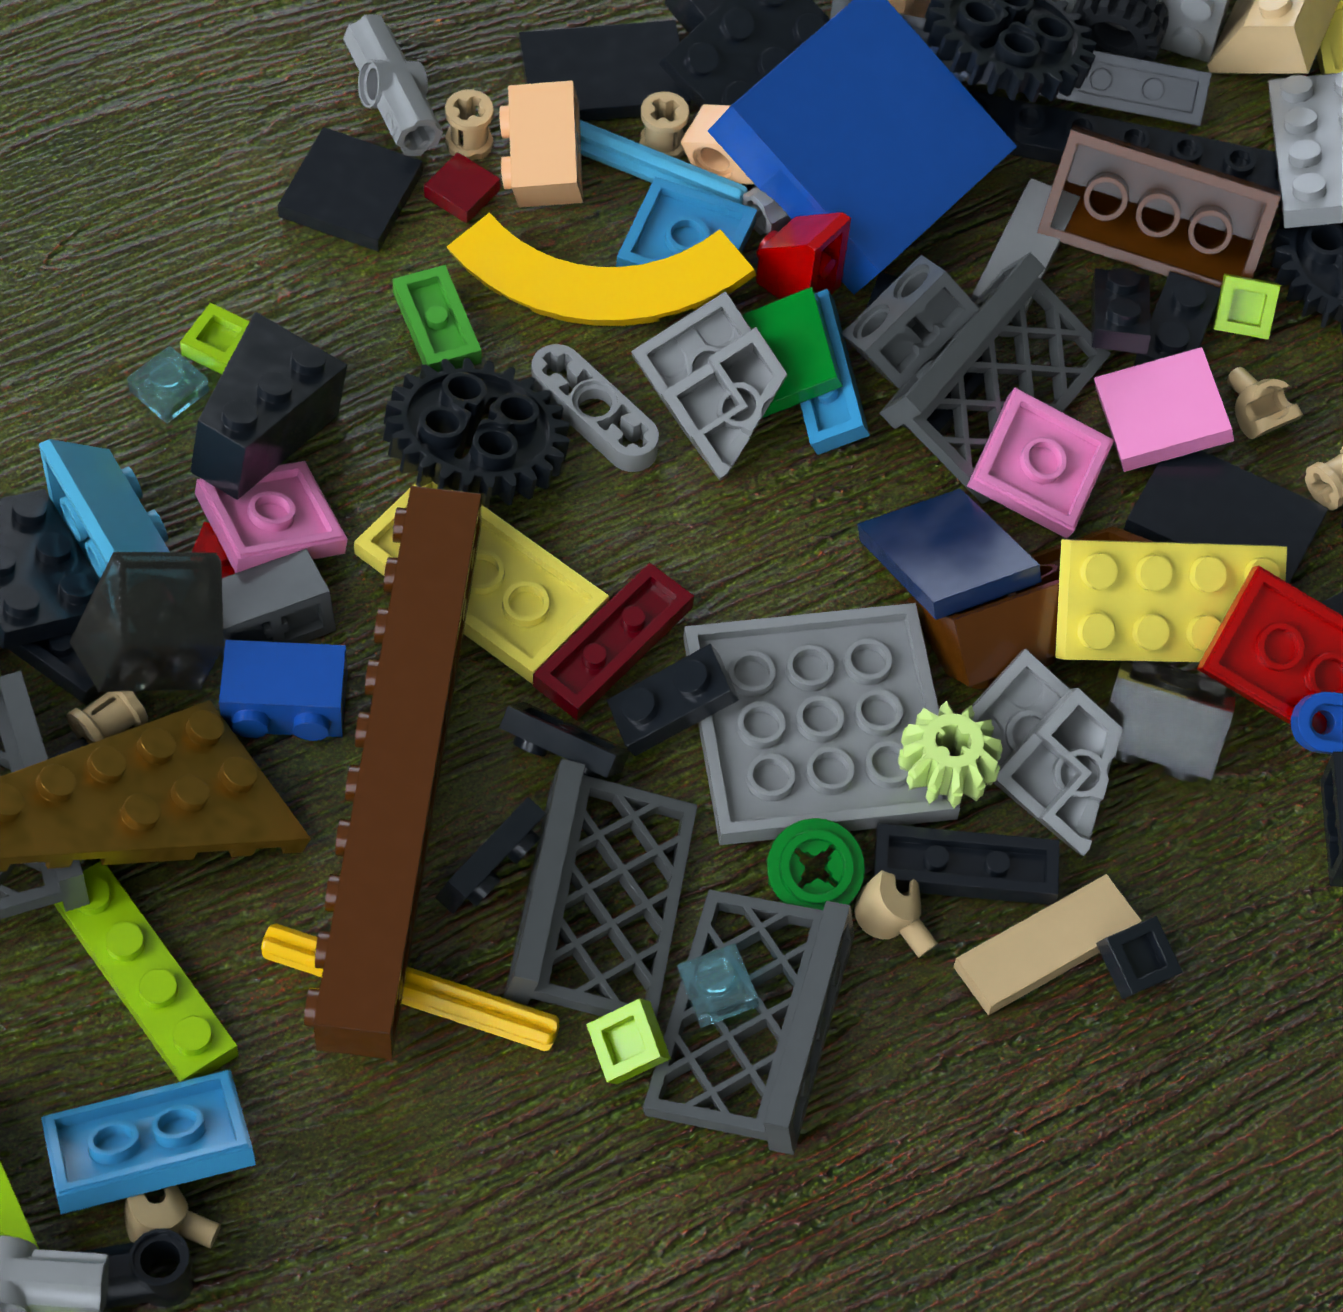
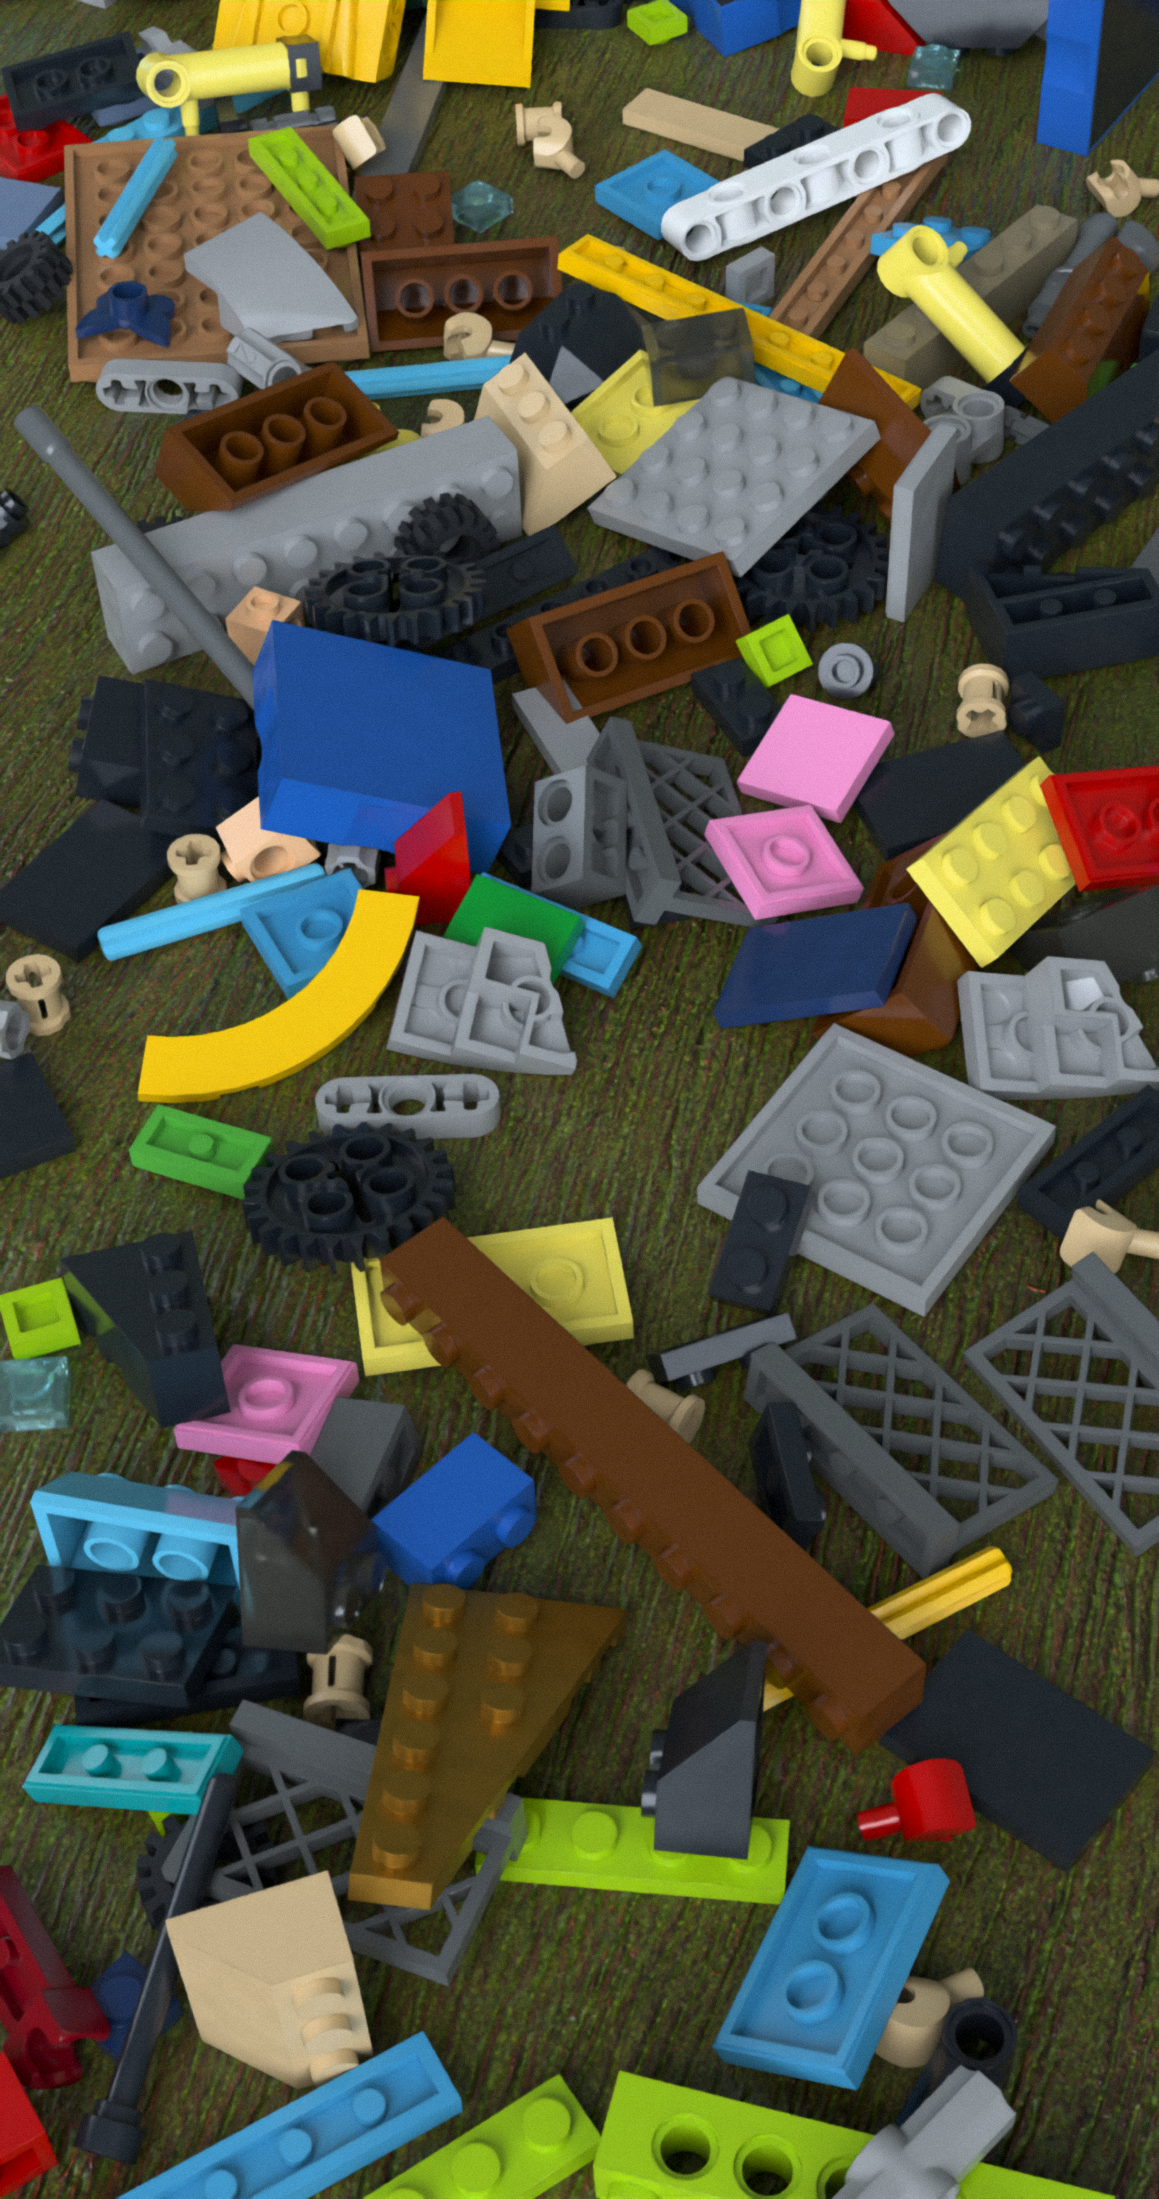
camera: 40 degrees left, 10 degrees down
(217, 968) = (709, 1761): none -> black slope
(314, 1116) = (927, 1804): none -> red piece
(416, 1145) = (1025, 1747): none -> black tile
(462, 187) = (86, 1047): dark red tile -> none
(479, 742) = (678, 1412): none -> tan bush
(543, 144) = (126, 953): light nougat brick -> none
(613, 641) = (655, 1250): dark red plate -> none
(628, 1041) = (1066, 1508): plate -> none
(718, 985) = (1073, 1404): clear light blue plate -> none
(811, 838) = (1033, 1243): green gear -> none
(929, 748) = (1014, 1088): yellowish green gear -> none
(1120, 310) = (697, 722): black plate -> none
(1261, 404) = (869, 698): tan piece -> none
(1284, 361) = (848, 670): none -> plate

